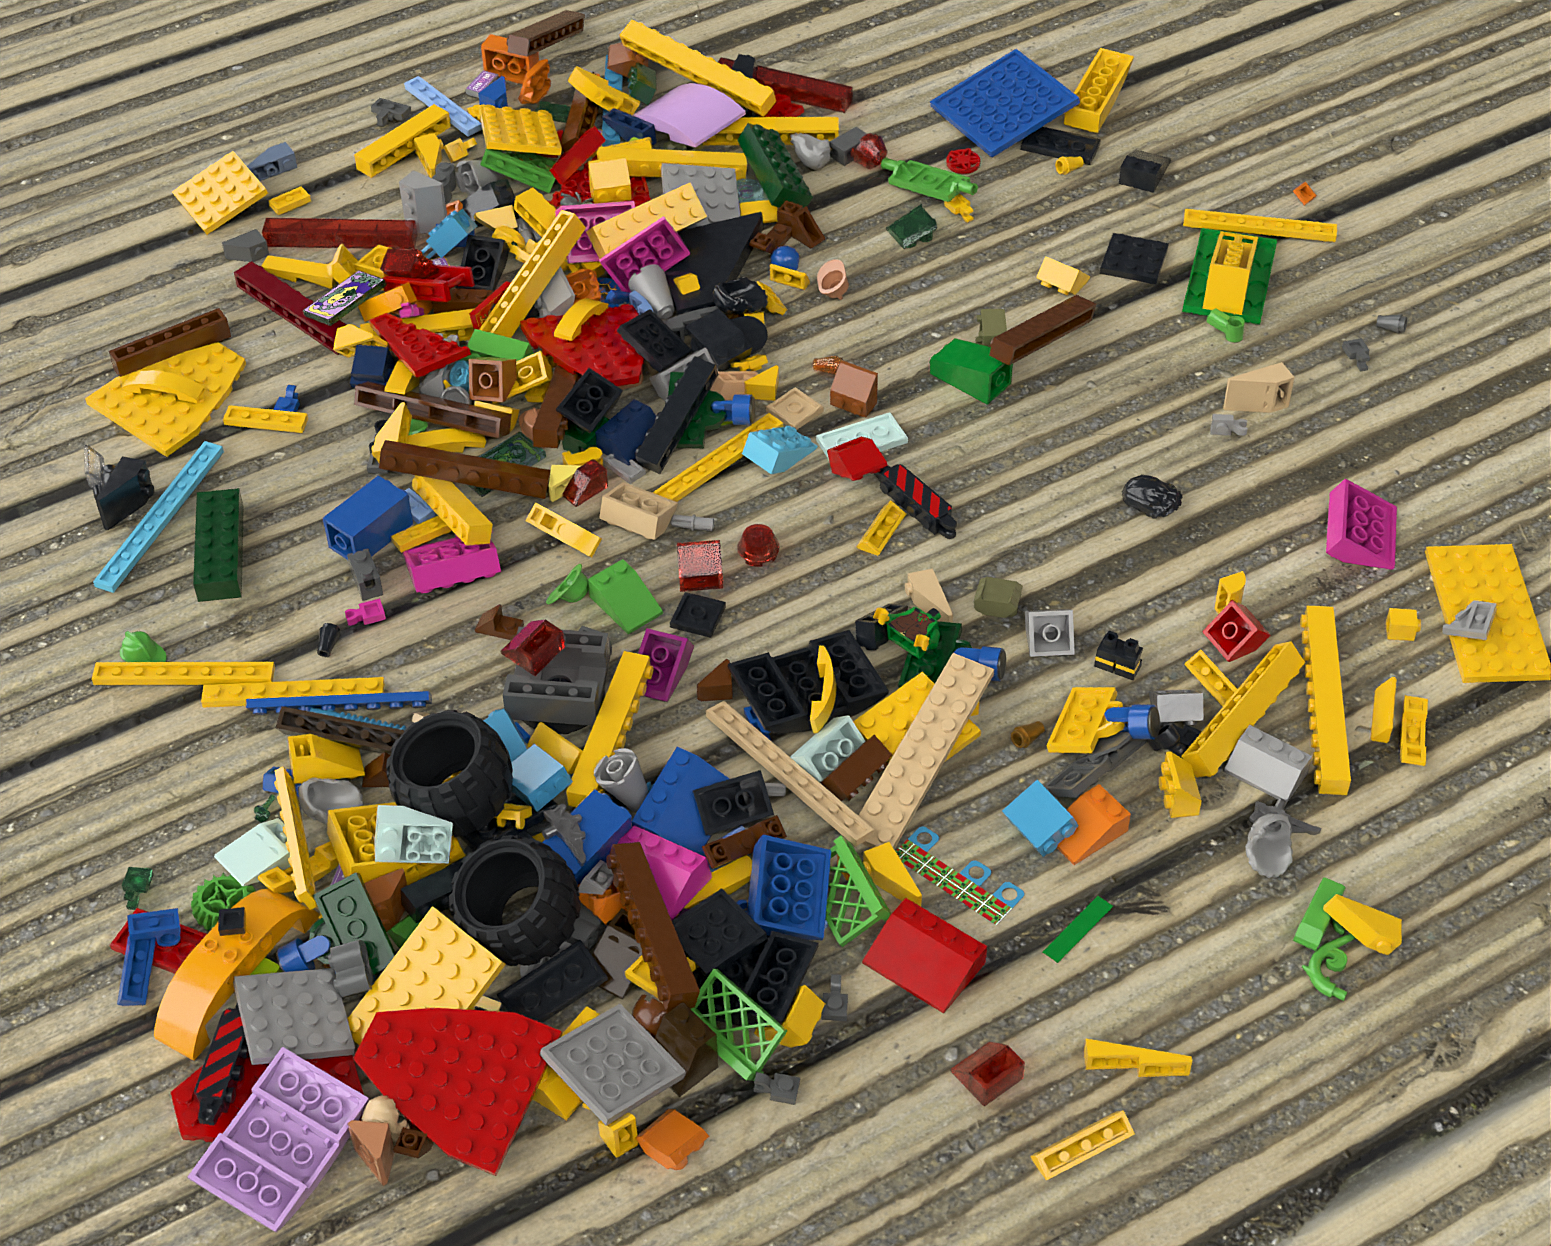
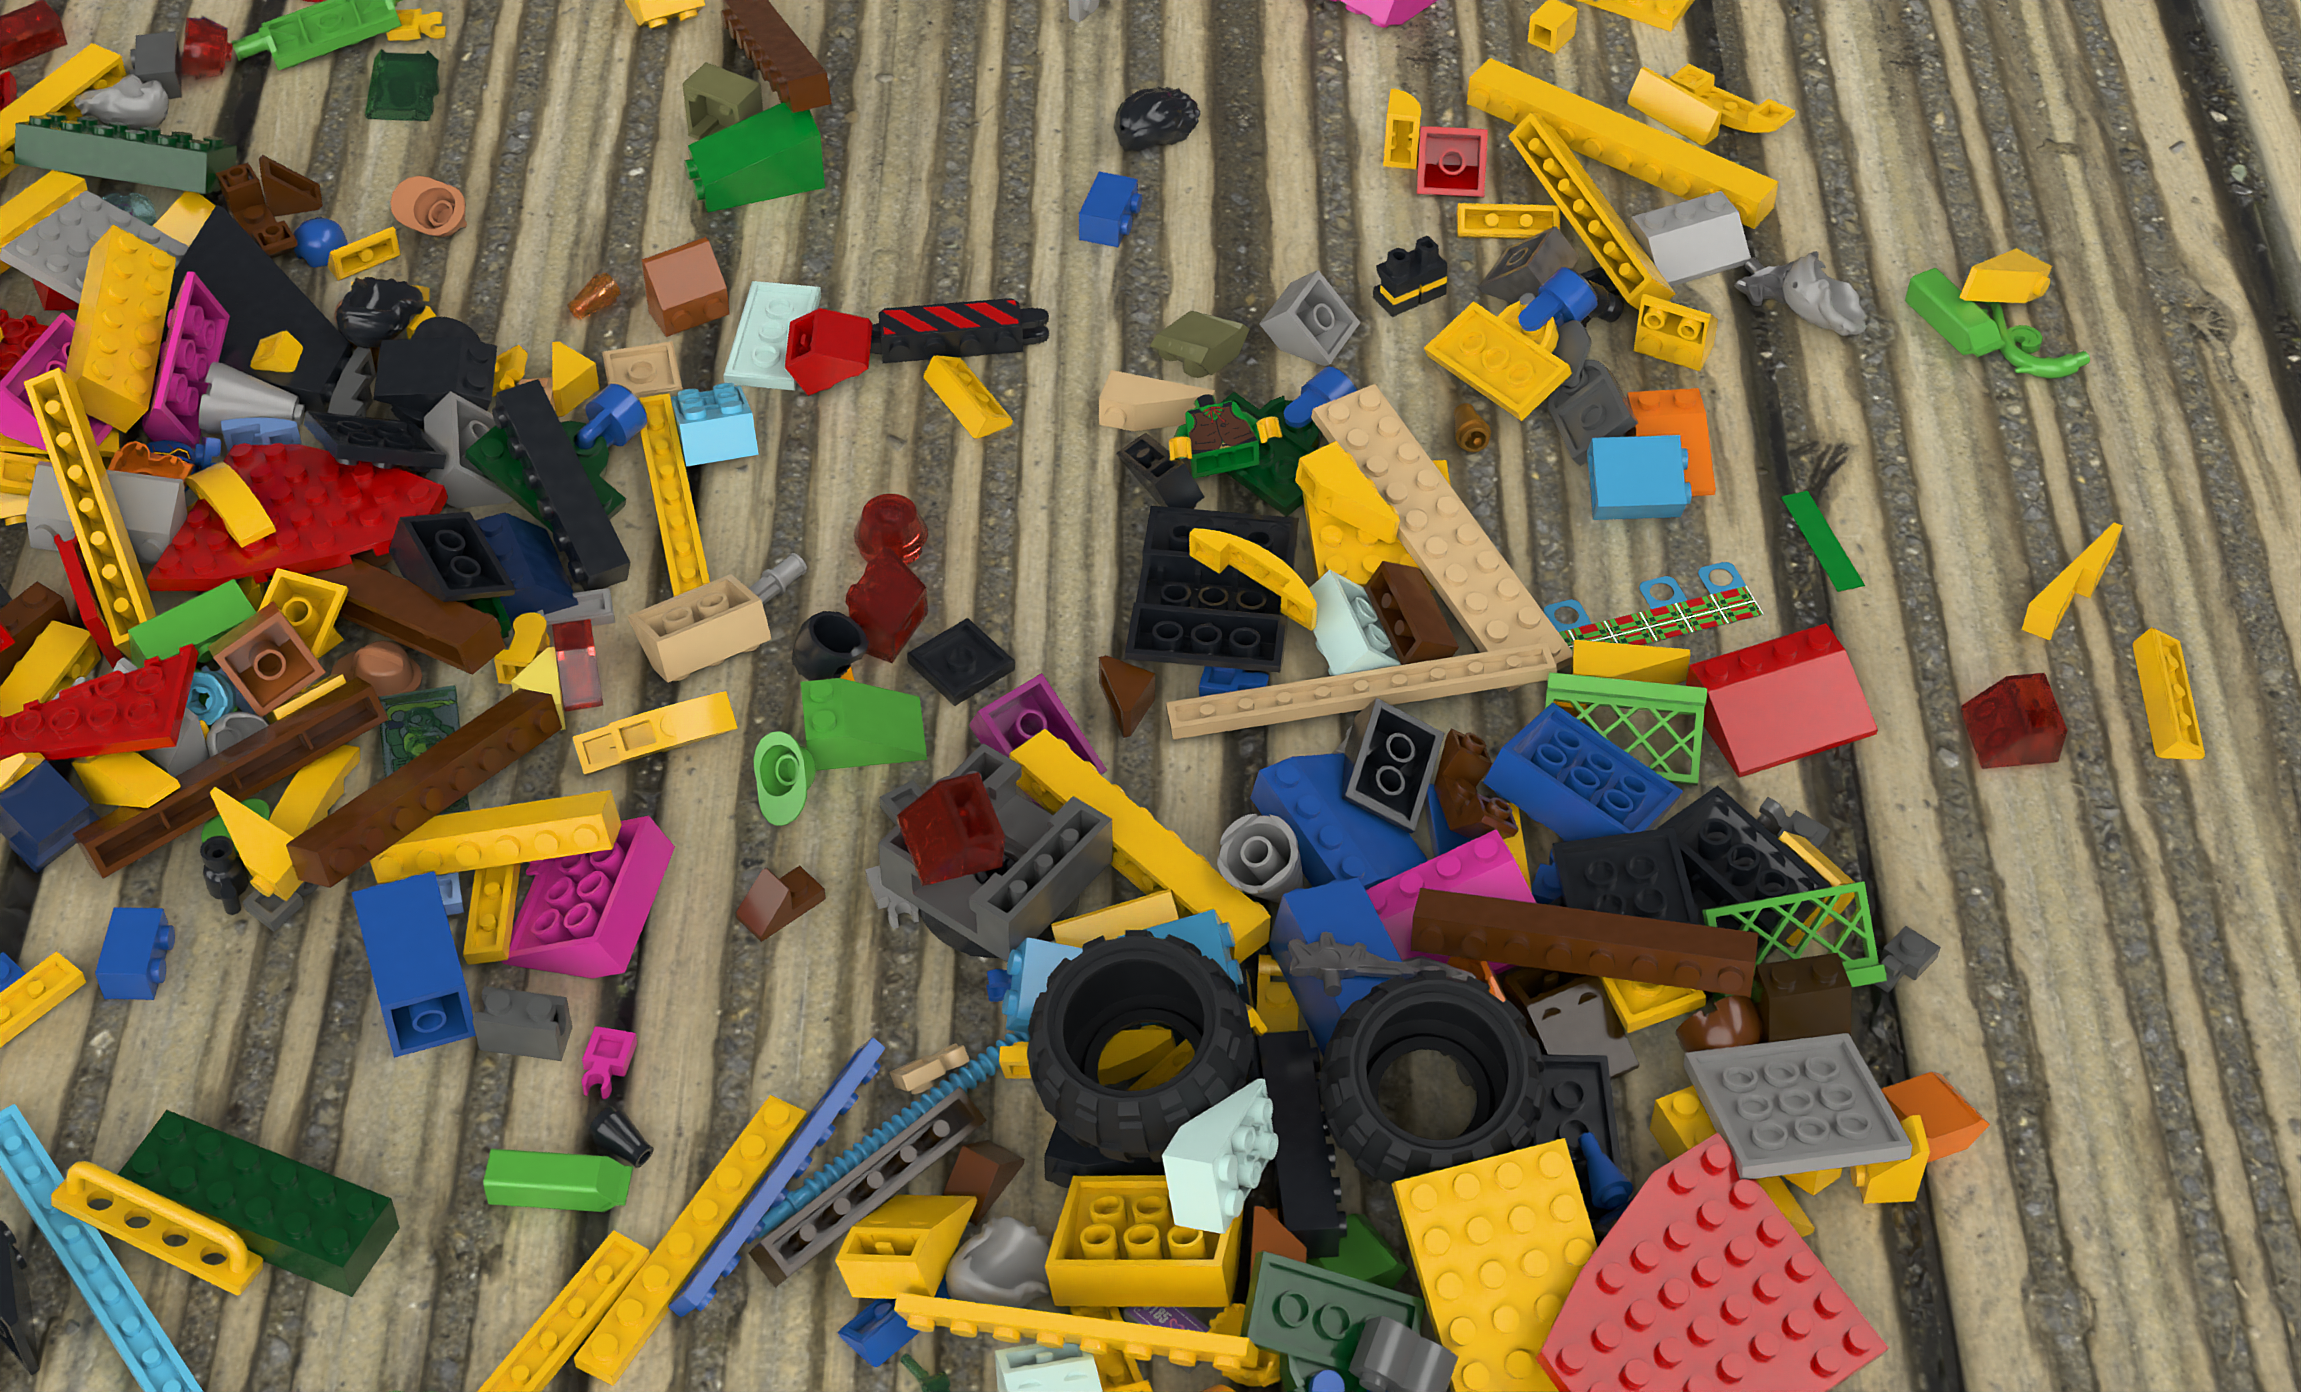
camera: 60 degrees left, 0 degrees up
(186, 489) = (129, 1200): none -> yellow piece
(289, 628) = (555, 1180): none -> bright green piece
(322, 436) = (134, 953): none -> blue brick
(530, 1004) = (1607, 1183): none -> blue cone
(654, 558) = (828, 646): none -> black piece
(911, 687) = (1342, 490): none -> yellow slope
(1063, 513) = (1109, 209): none -> blue brick

